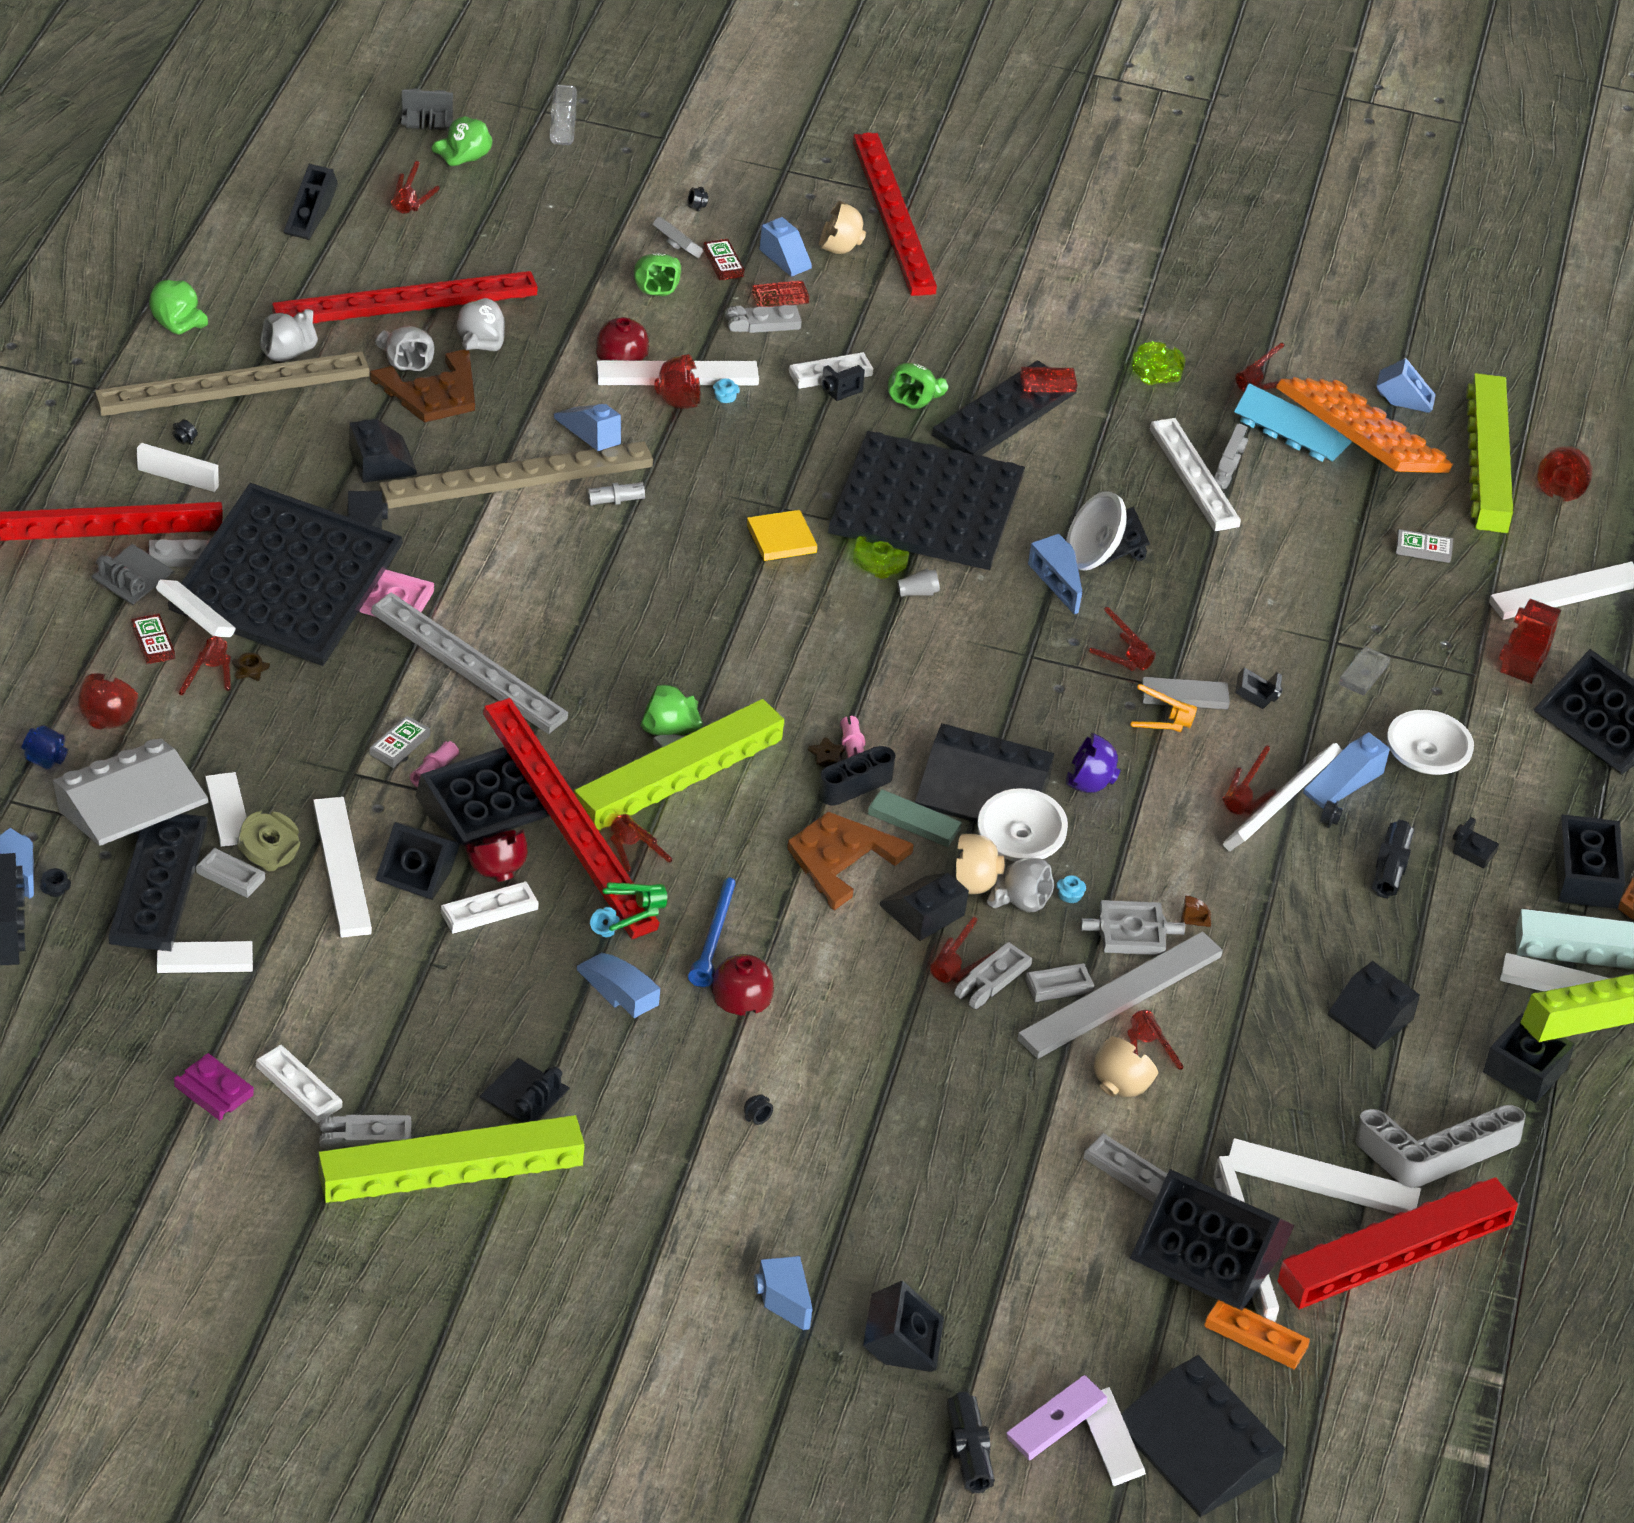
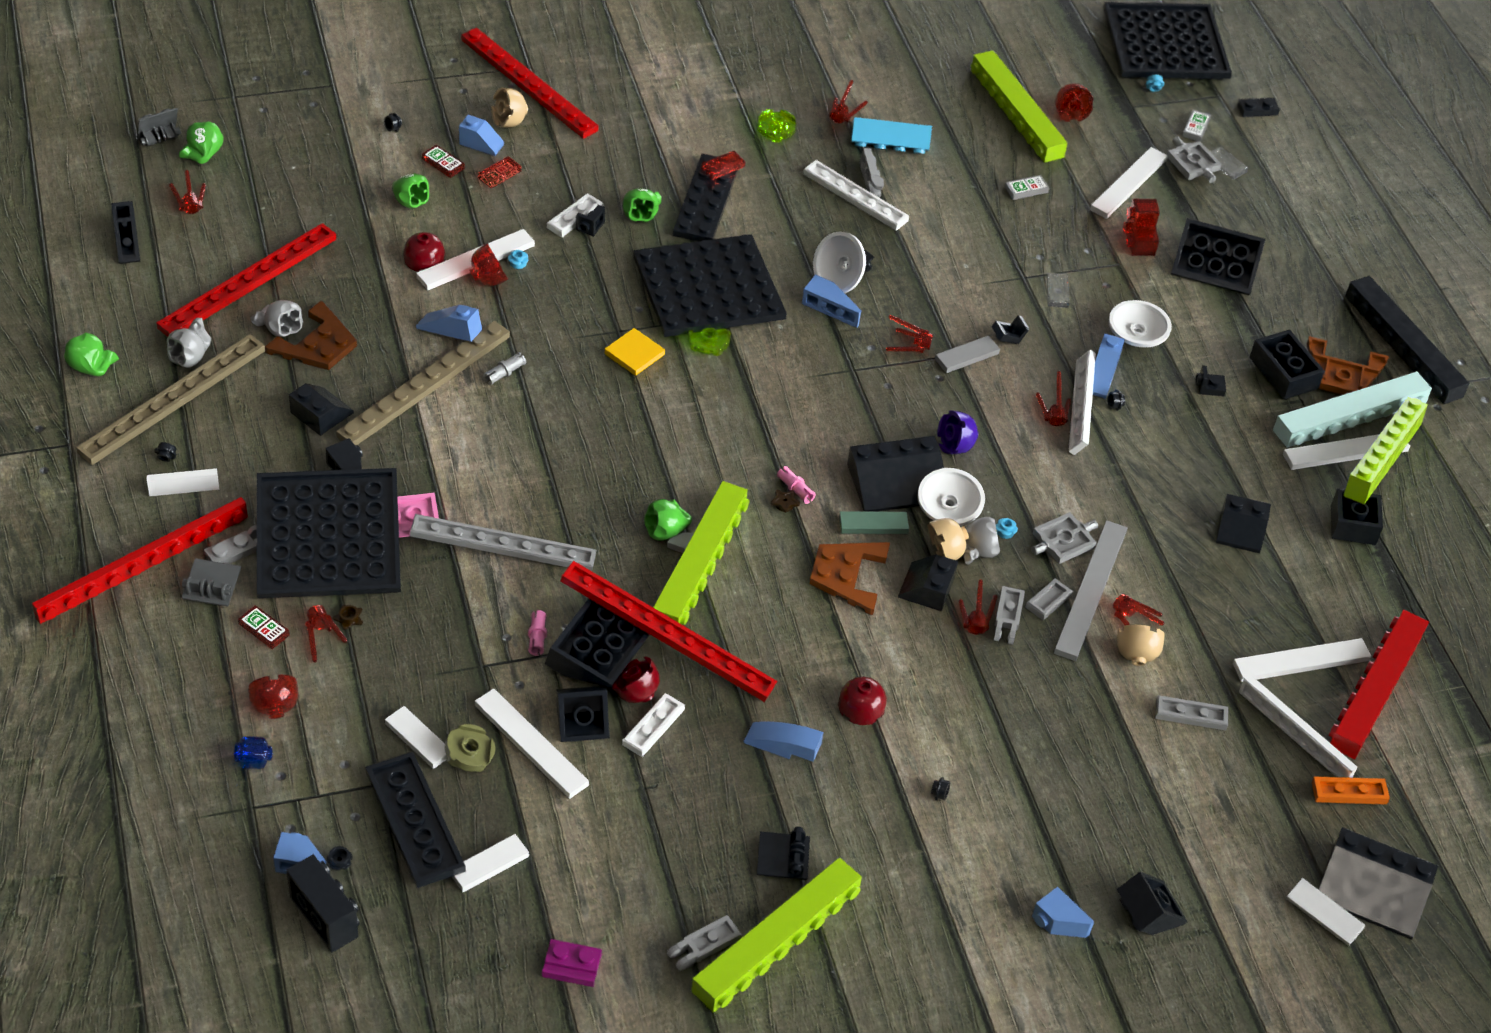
camera: 30 degrees left, 5 degrees up
(128, 792) = (346, 761): light grey slope -> none
(195, 608) = (285, 590): white tile -> none
(230, 872) = (457, 786): light grey tile -> none
(299, 1083) = (628, 929): white tile -> none
(399, 741) = (498, 626): tile -> none
(481, 325) = (321, 279): piece -> none
(563, 114) = (259, 94): clear brick -> none
(597, 921) = (740, 704): medium azure plate -> none
(629, 832) = (704, 622): clear red plant -> none
(647, 896) = (761, 667): plant -> none
(677, 238) = (401, 157): light grey plate -> none
(702, 970) = (829, 703): blue piece -> none
(763, 318) = (503, 194): light grey hinge -> none
(856, 775) = (818, 509): black beam -> none
(919, 584) = (752, 347): light grey cone -> none
(970, 1442) = (1251, 964): black piece -> none
(1057, 1417) = (1293, 905): lavender tile -> none
(1180, 712) = (979, 370): light orange plant -> none
(1195, 912) = (1092, 509): reddish brown tile -> none
(1210, 1240) = (1287, 741): black slope -> none
(1365, 425) = (940, 118): orange plate -> none
(1393, 859) = (1175, 415): black piece -> none
(1405, 387) = (936, 81): medium blue slope -> none
(1440, 1154) = (1350, 621): light grey beam -> none

